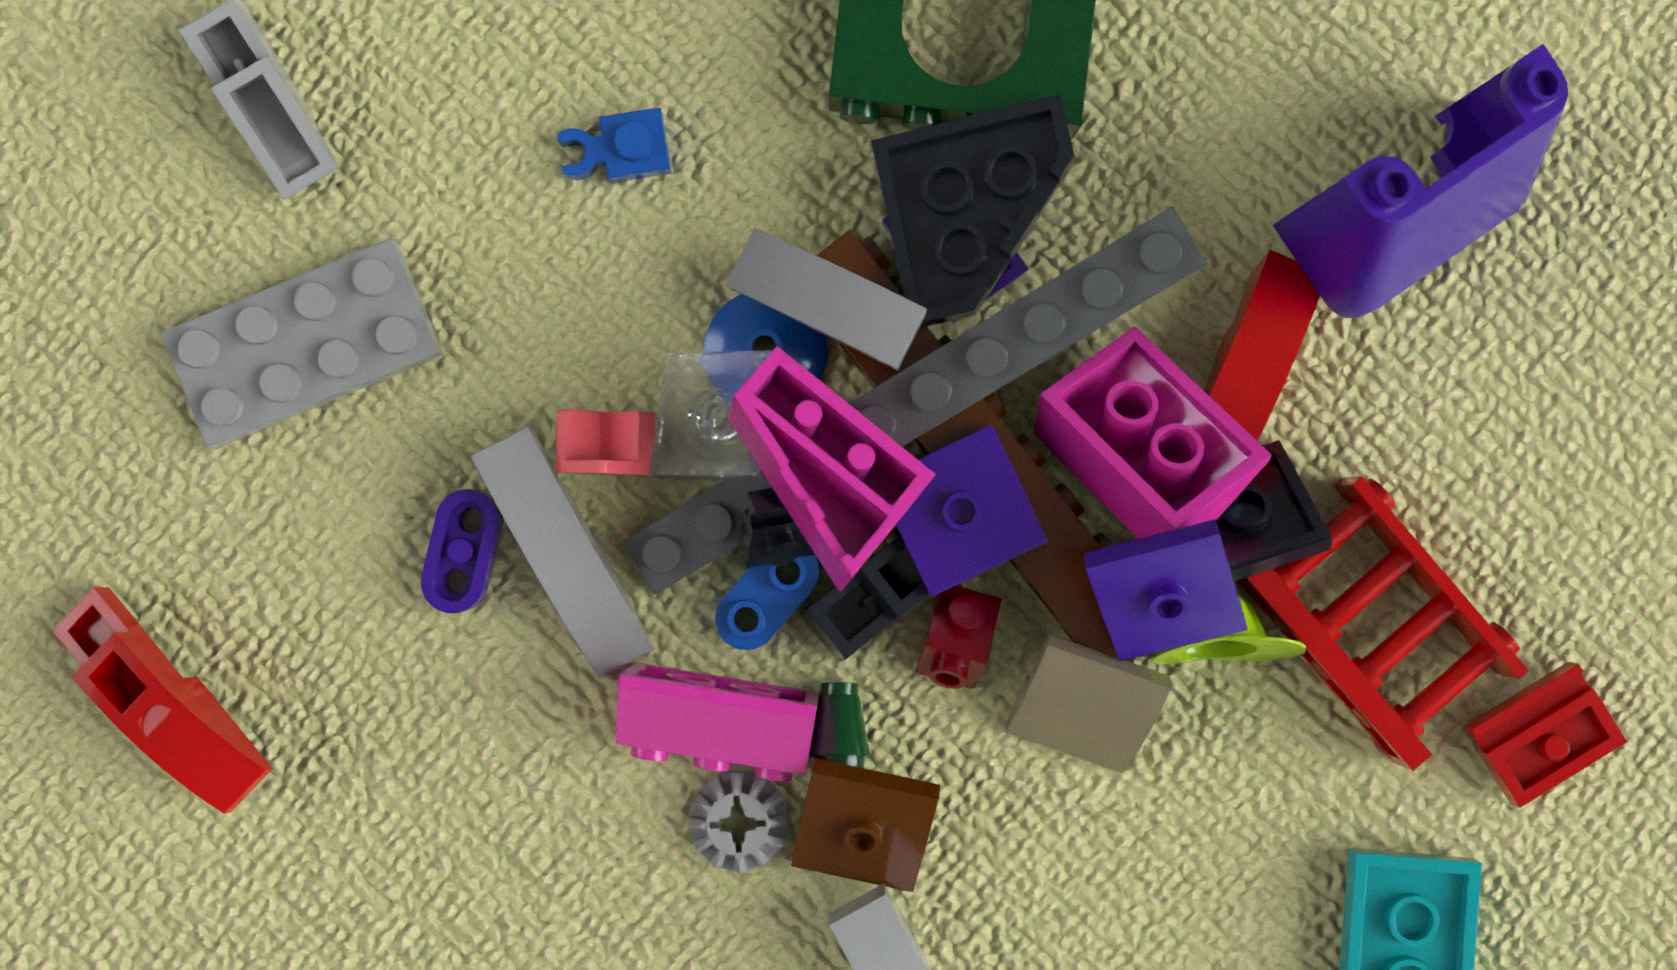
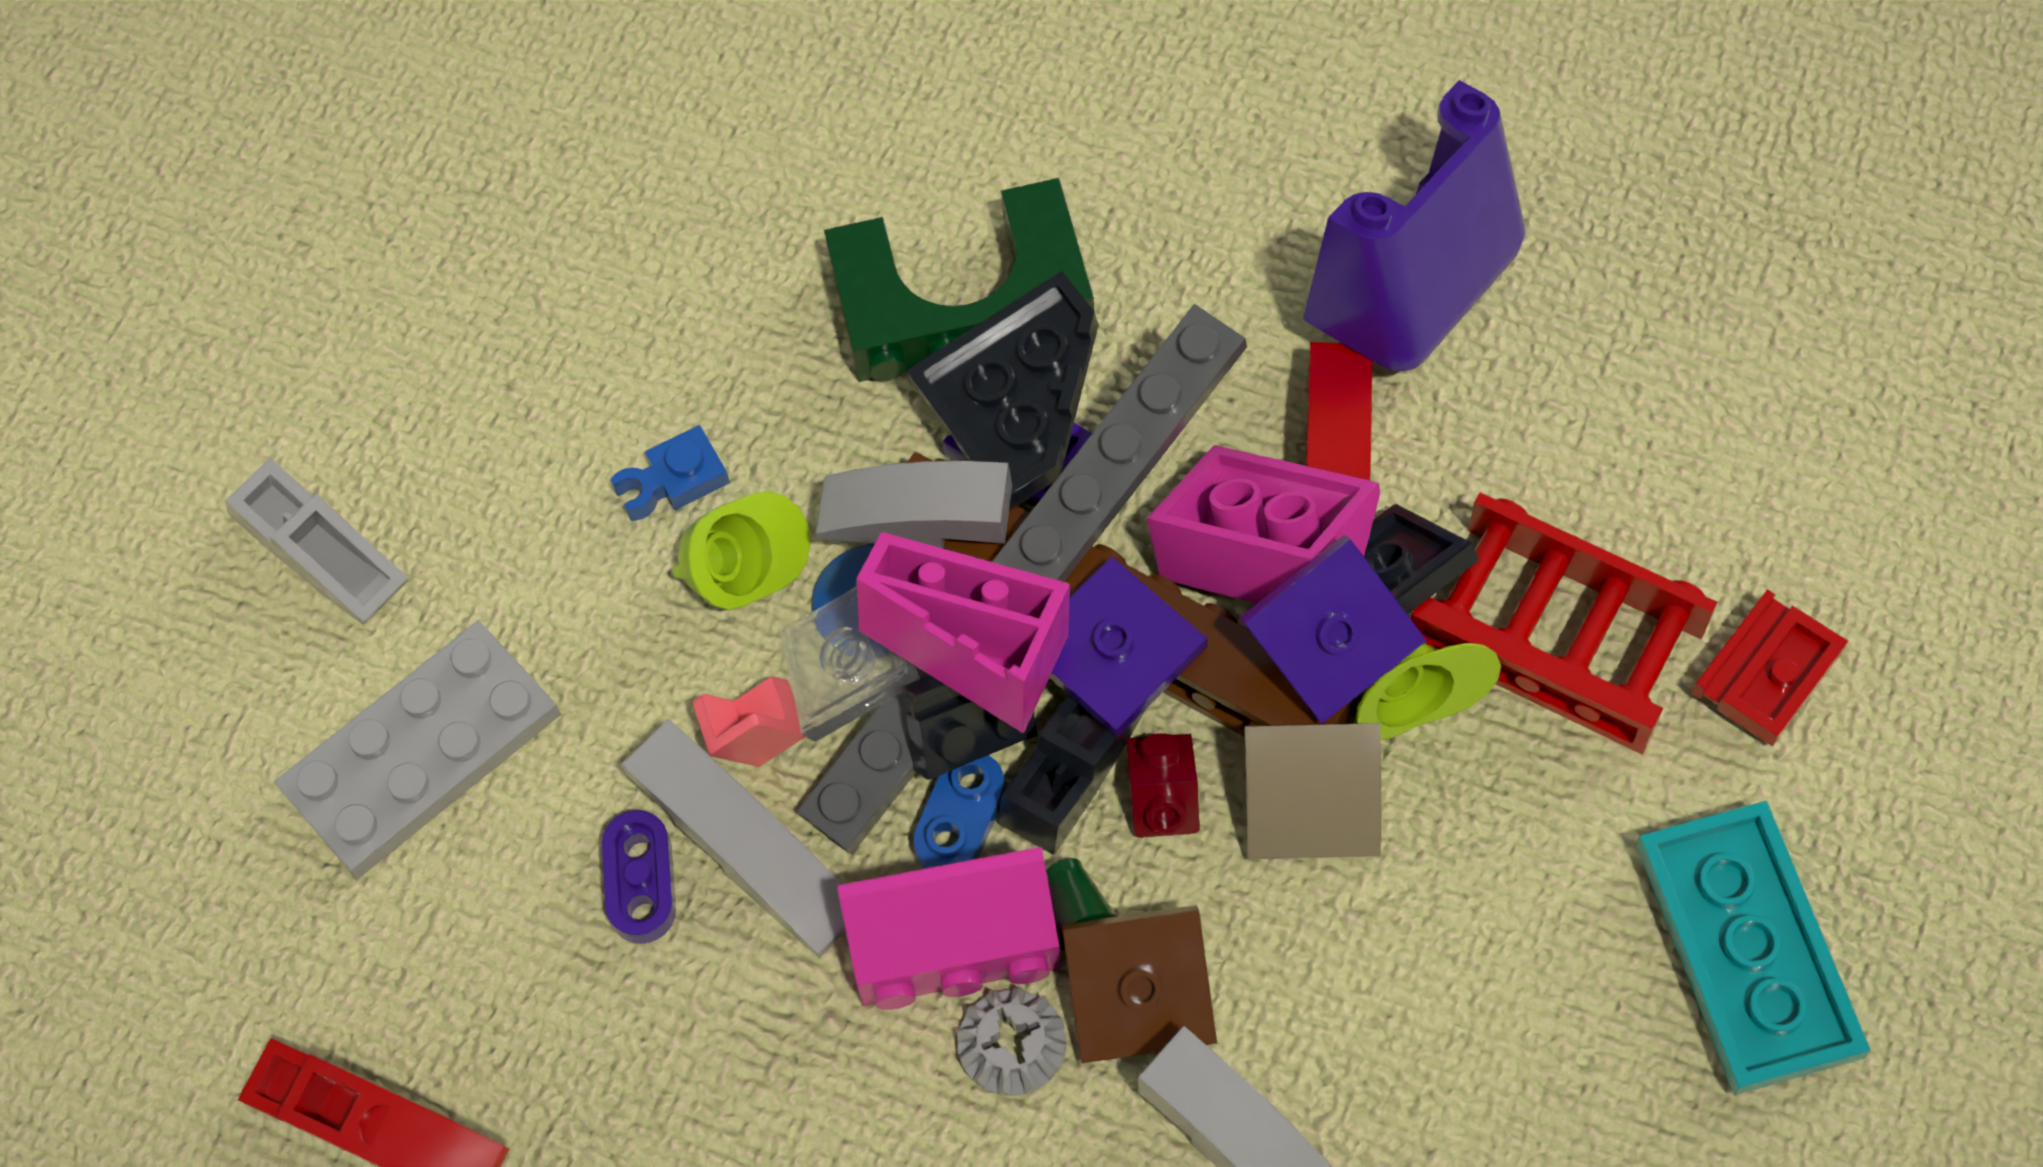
camera: 15 degrees left, 25 degrees down
(655, 265) = (744, 550): none -> lime piece

